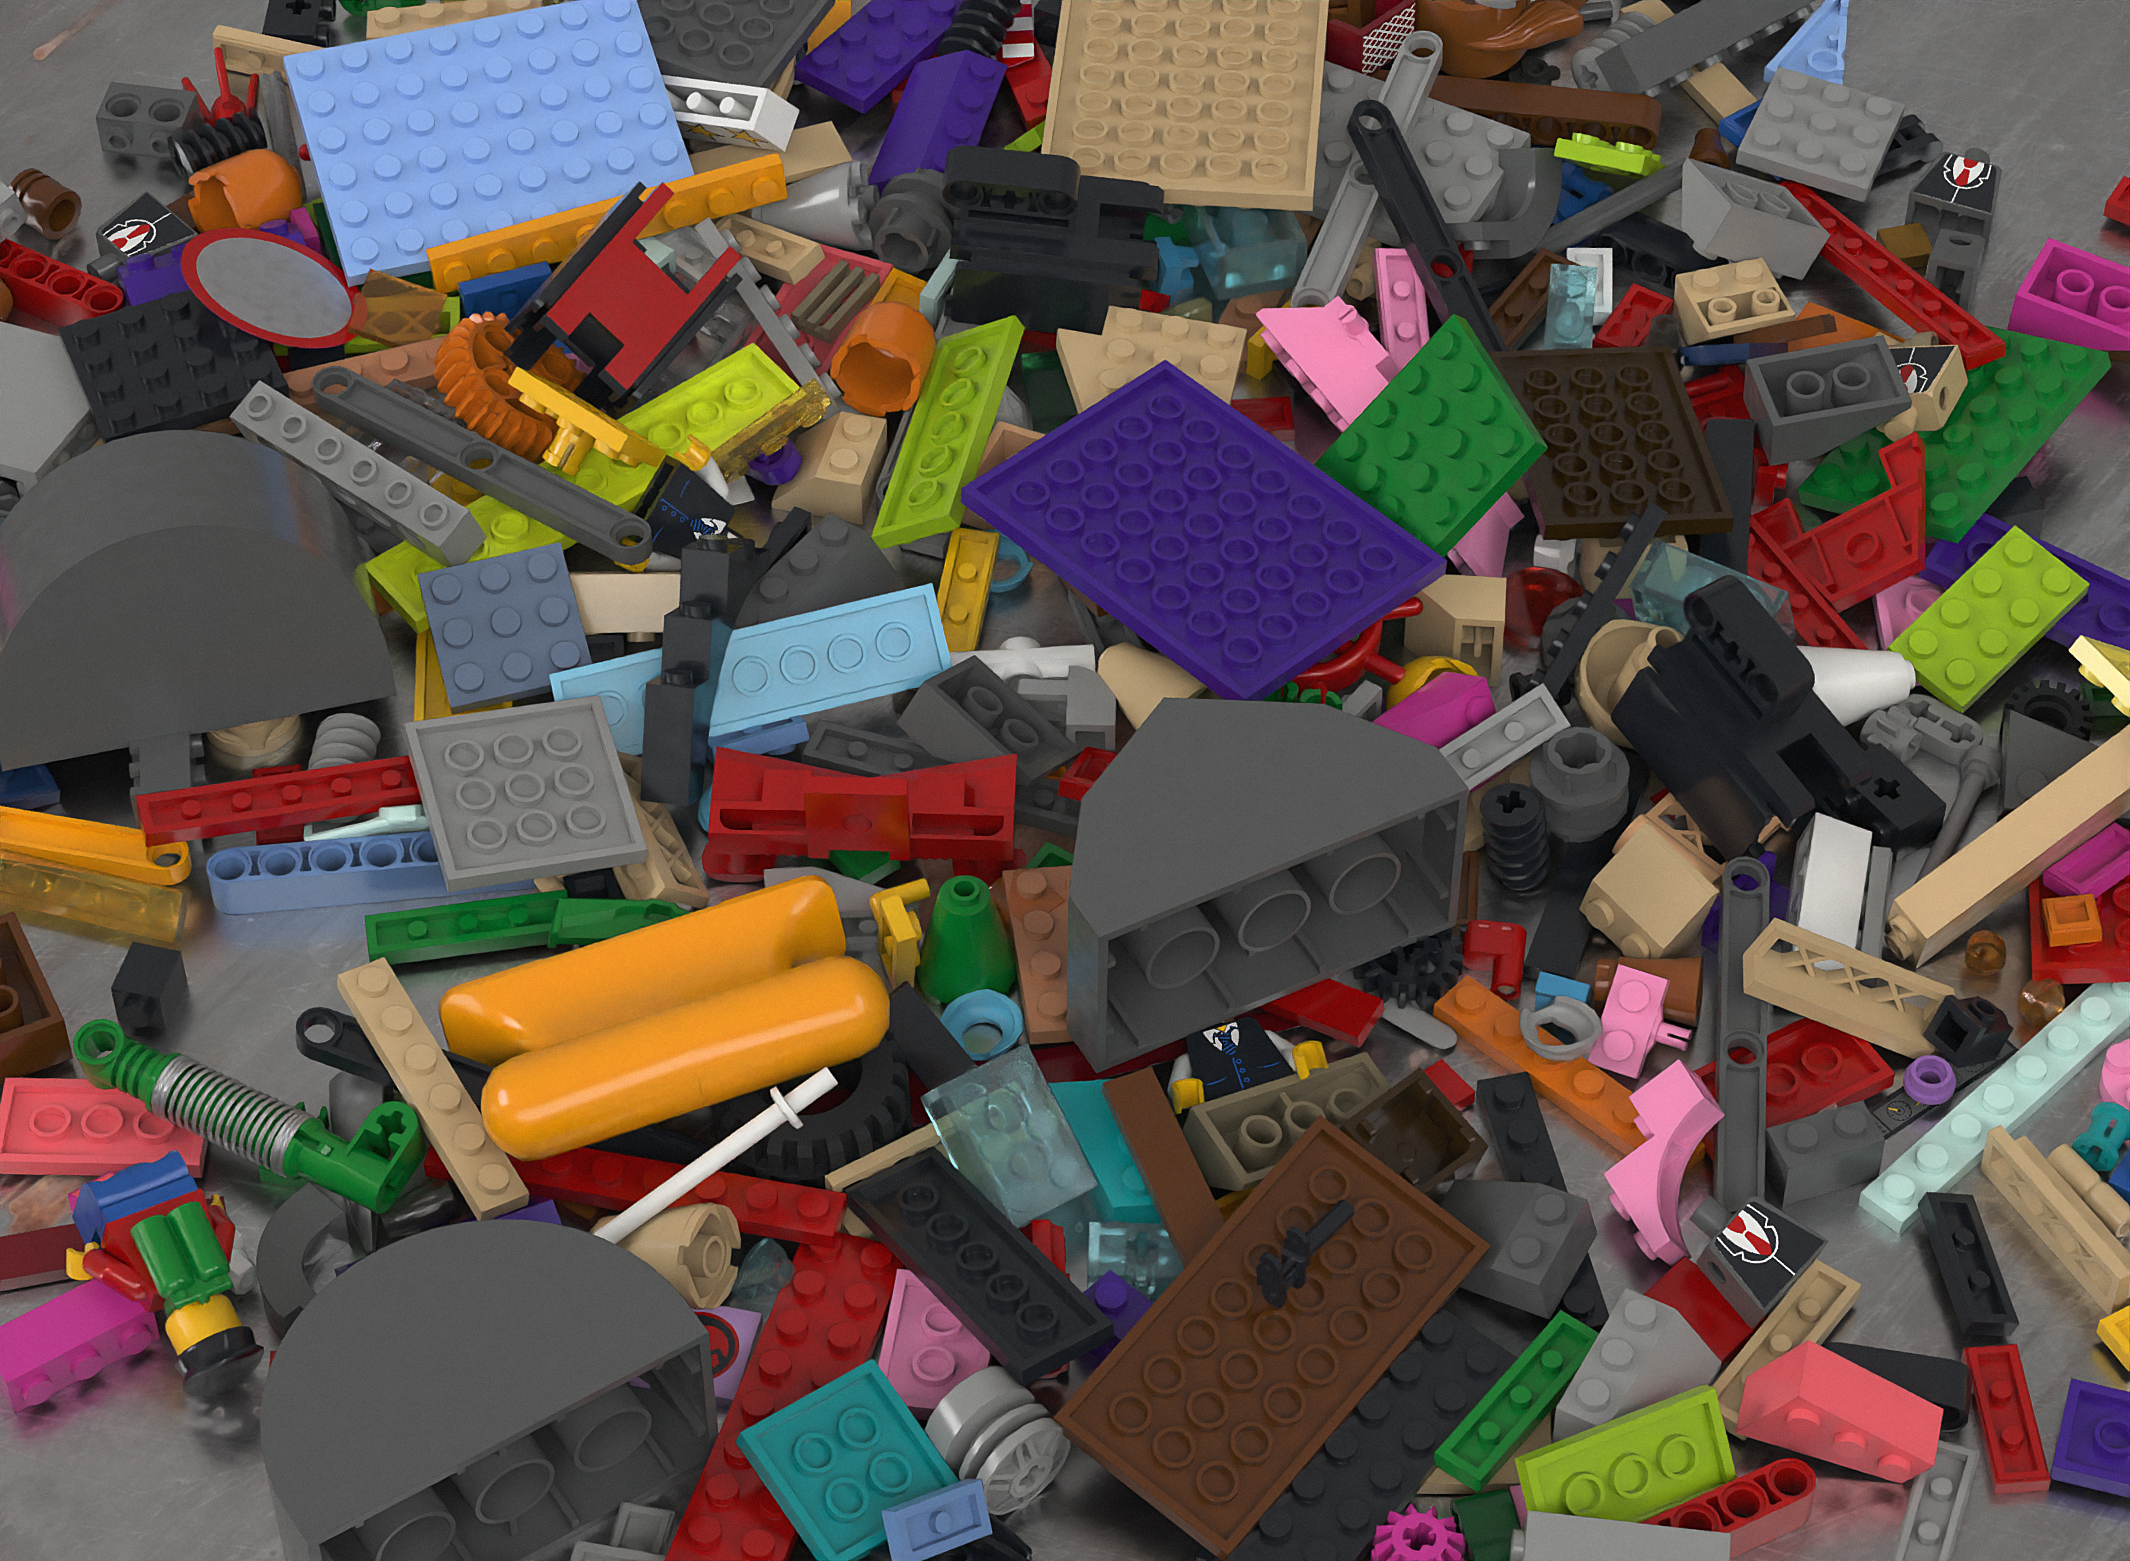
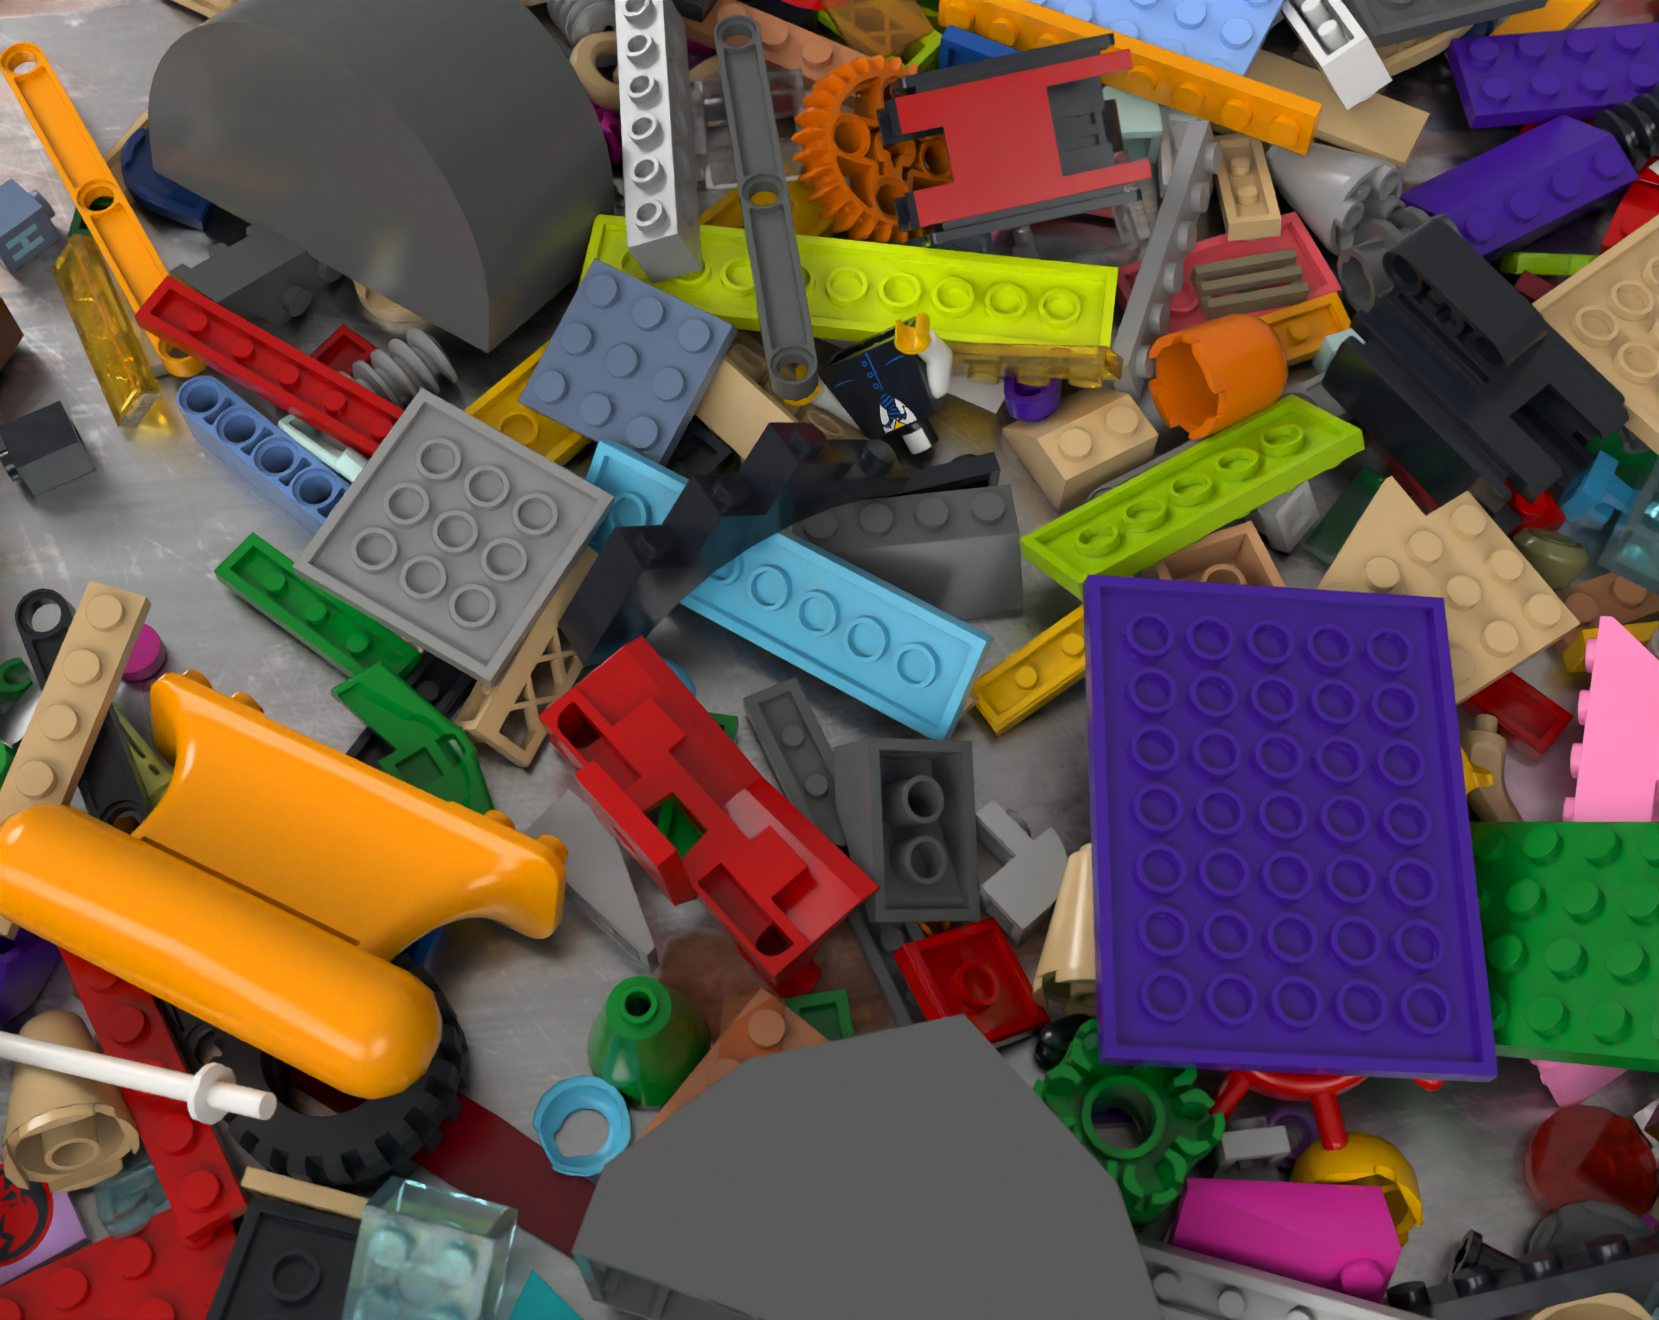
camera: 45 degrees right, 15 degrees up
(581, 426) = (872, 228): yellow plate -> none
(773, 738) = (721, 648): medium blue plate -> none
(899, 929) = (587, 968): yellow plate -> none
(925, 1040) = (499, 1110): black beam -> none
(1026, 659) = (1024, 782): white piece -> none
(1462, 621) = (1474, 1140): tan slope -> none

